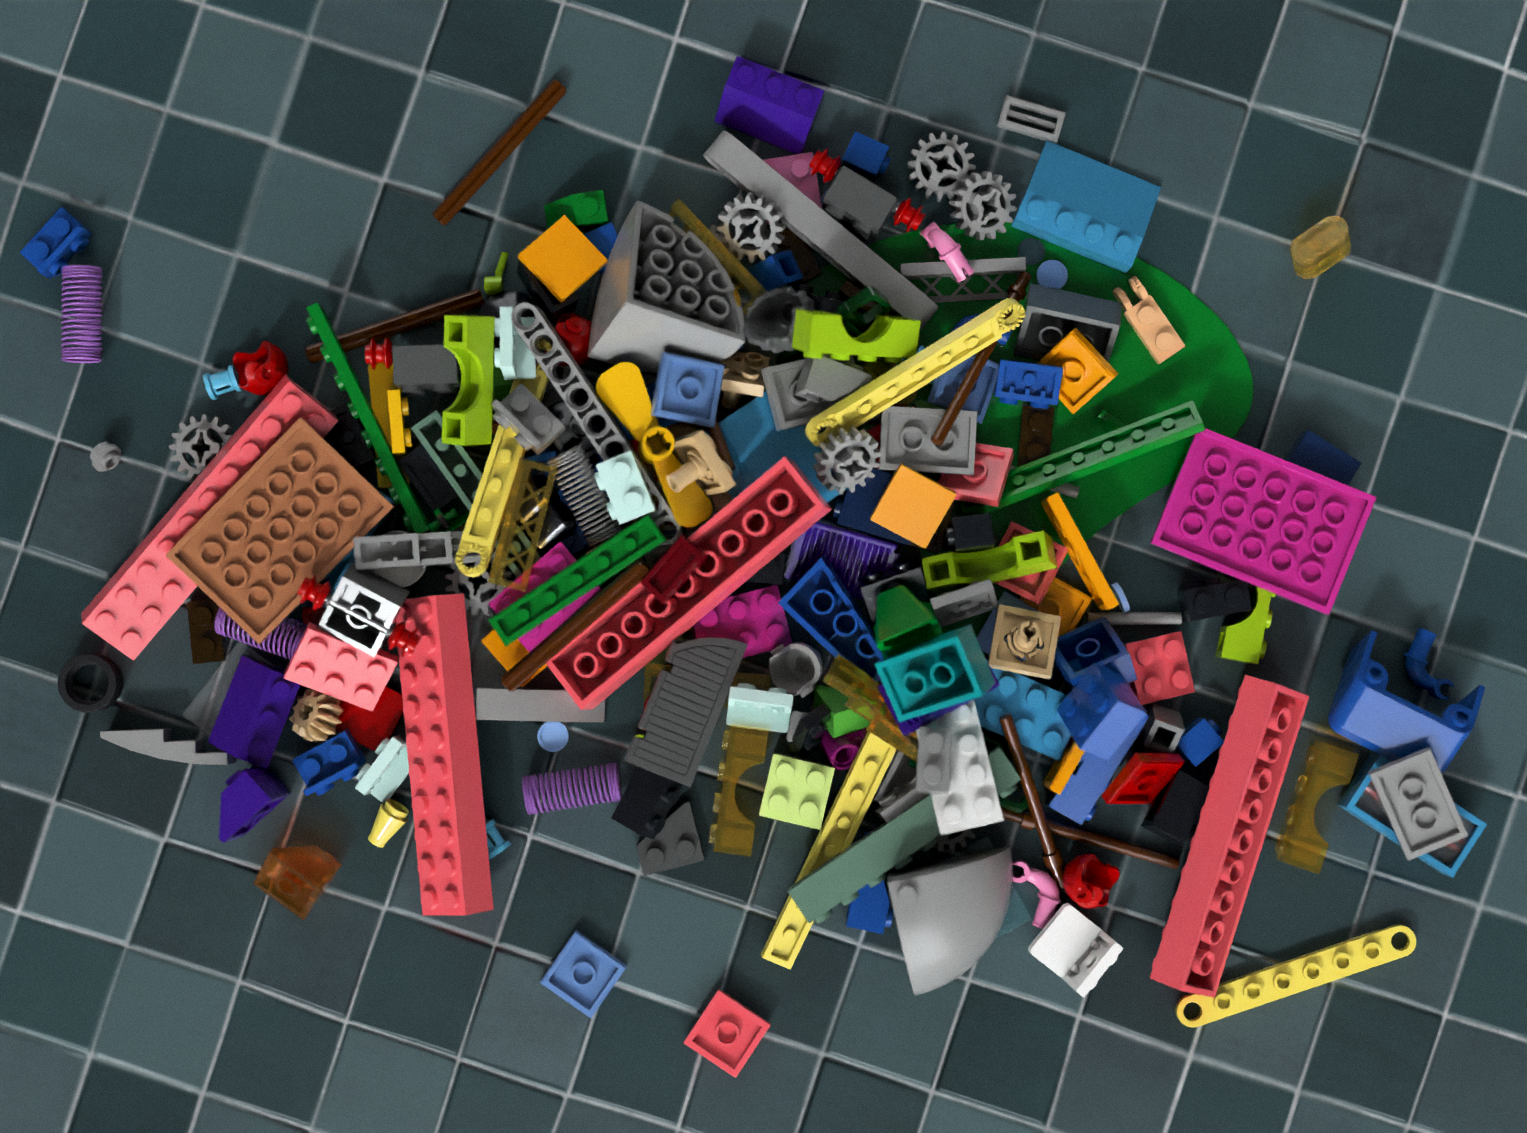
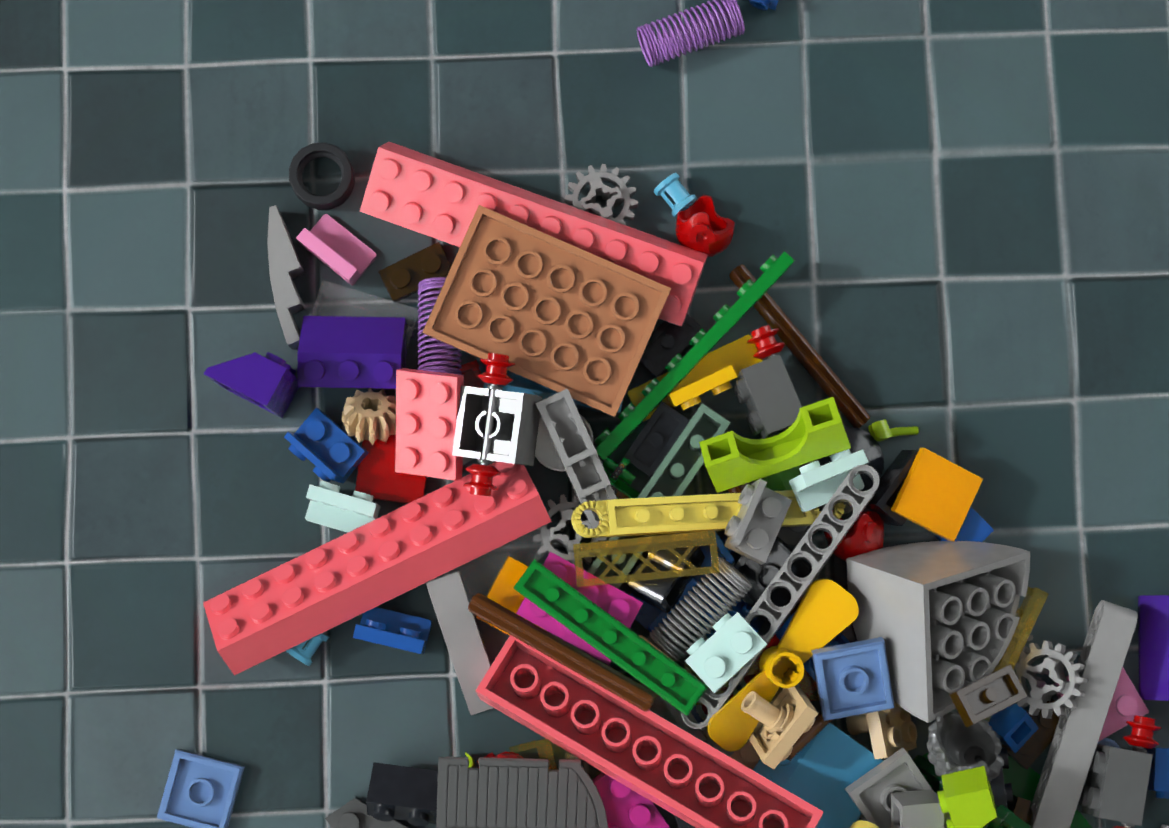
camera: 70 degrees right, 5 degrees down
(105, 456) = (556, 106): light grey plate -> none
(160, 692) = (337, 248): none -> bright pink panel
(297, 877) = (197, 458): clear orange slope -> none
(388, 821) = (289, 530): light yellow cone -> none
(499, 152) = (1018, 386): reddish brown axle -> none
(507, 761) = (394, 630): none -> blue bracket
(532, 794) = (390, 721): medium lavender piece -> none
(553, 736) = (436, 667): light blue piece -> none
(584, 210) = (995, 496): green slope -> none
(673, 569) = (659, 736): dark red tile -> none
(742, 282) = (988, 696): none -> plate

